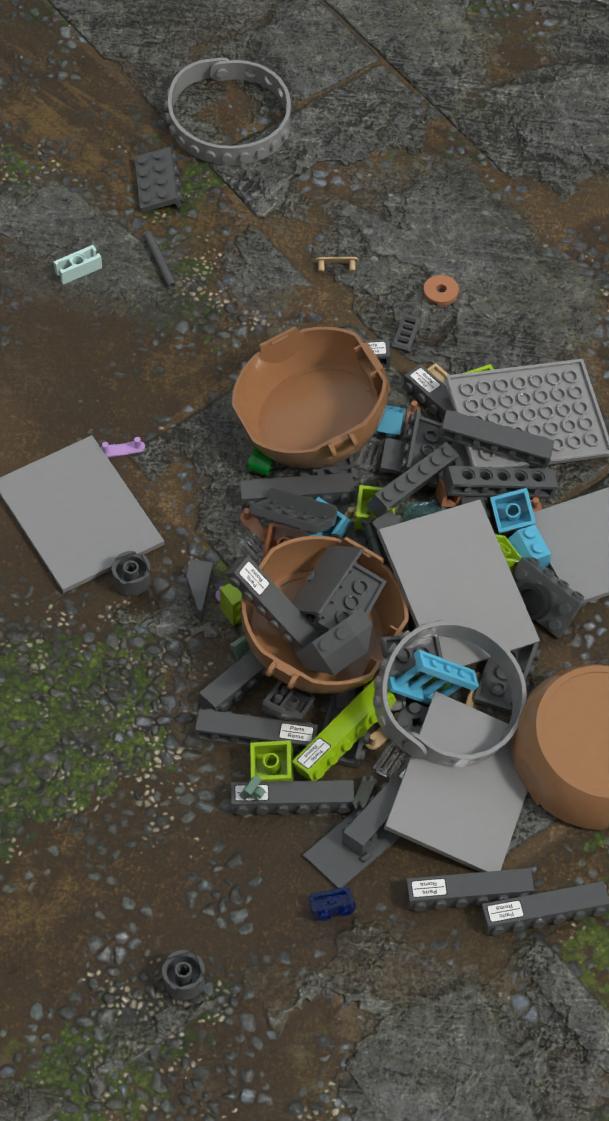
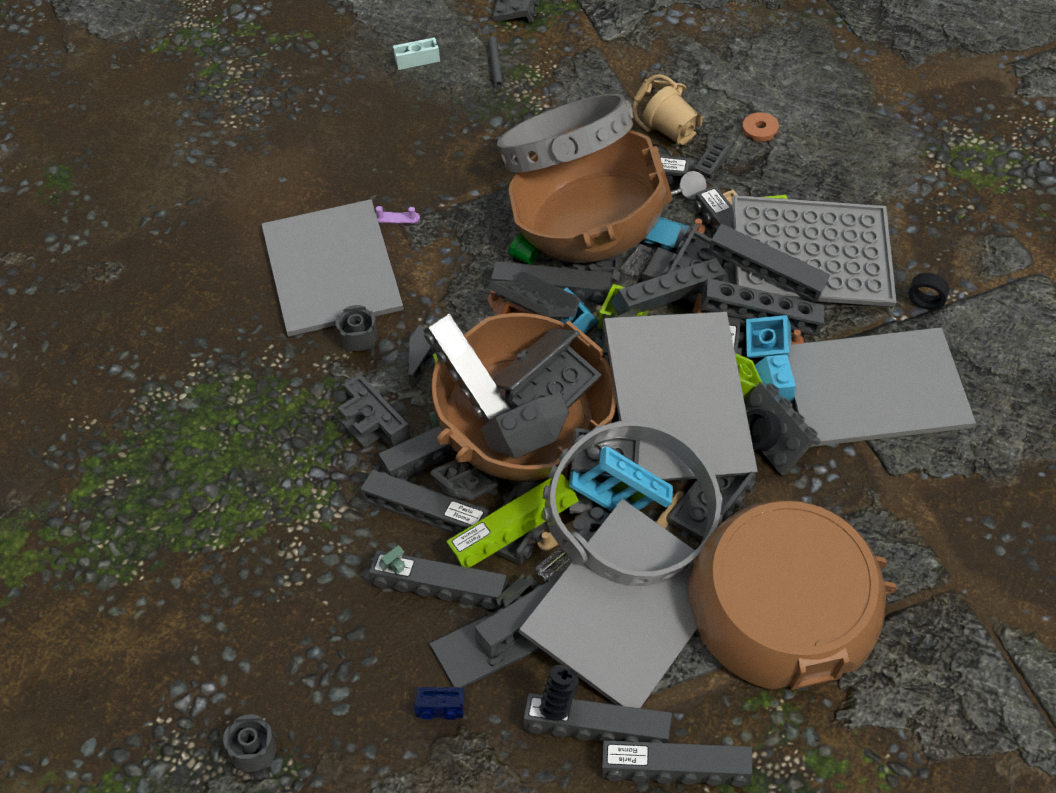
camera: 20 degrees right, 5 degrees down
(176, 657) = (370, 416): none -> dark grey piece
(272, 761) = (427, 537): lime brick -> none
(281, 359) = (606, 121): none -> light grey piece
(353, 293) = (667, 112): none -> tan piece
(397, 365) = (691, 184): none -> light grey piece
(437, 873) = (558, 693): none -> black piece

